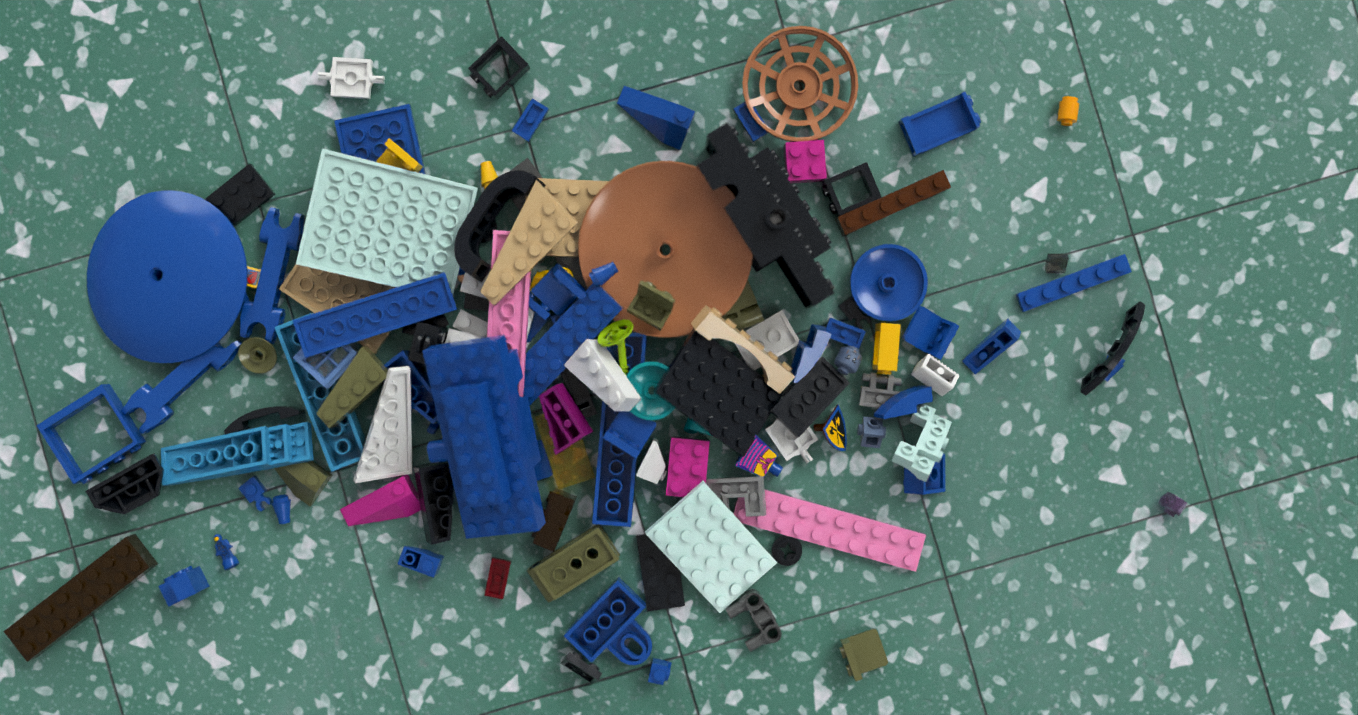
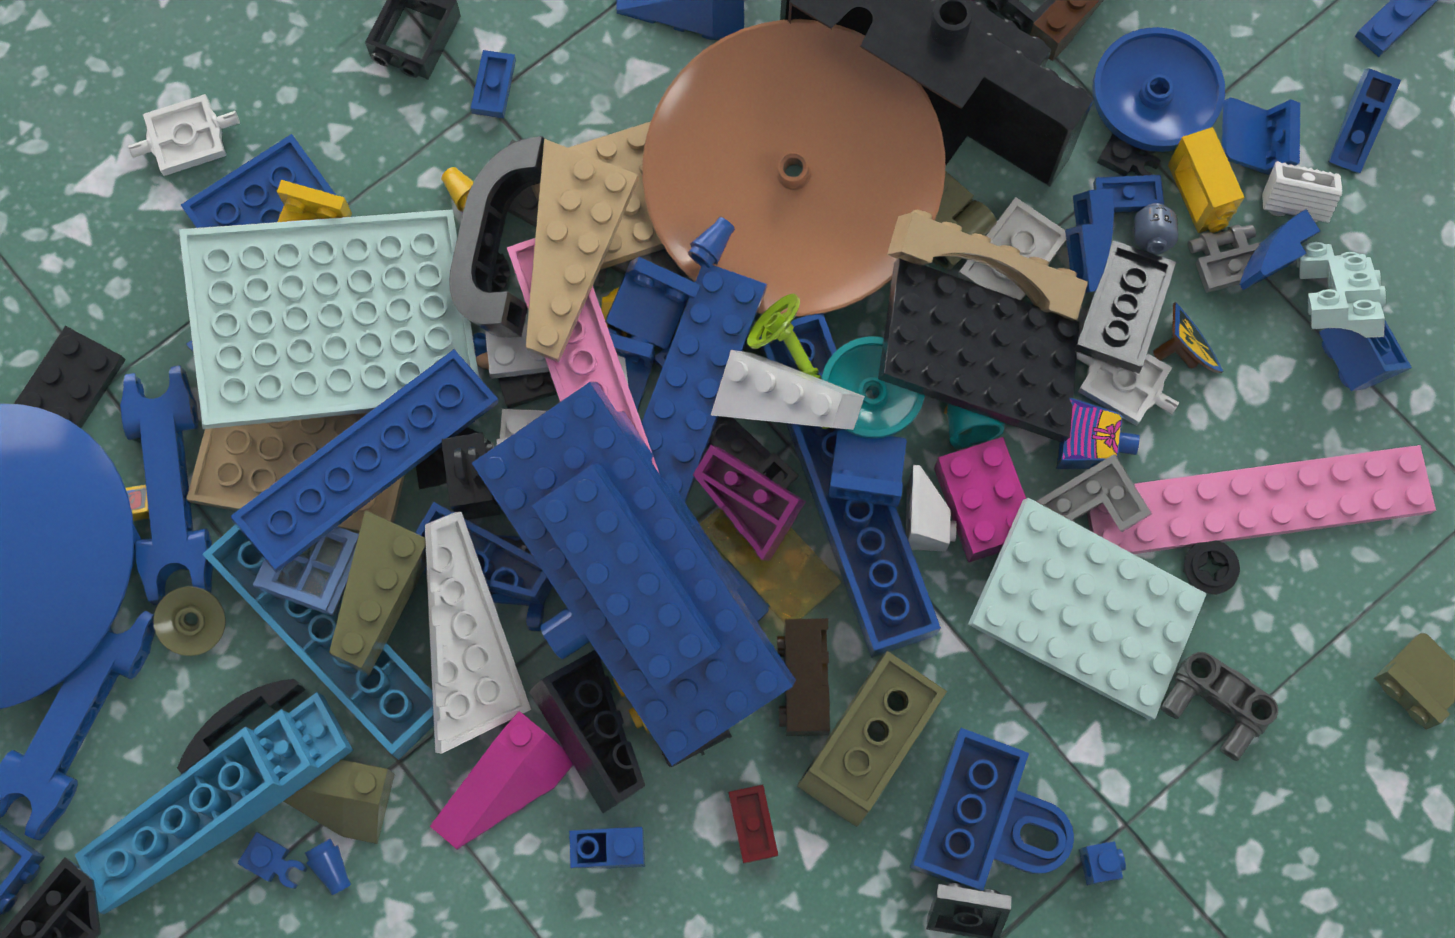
camera: 25 degrees left, 15 degrees down
(651, 305) = (813, 248): olive bracket -> none
(660, 577) = (1022, 698): black plate -> none
(872, 428) = (1250, 319): sand blue brick -> none

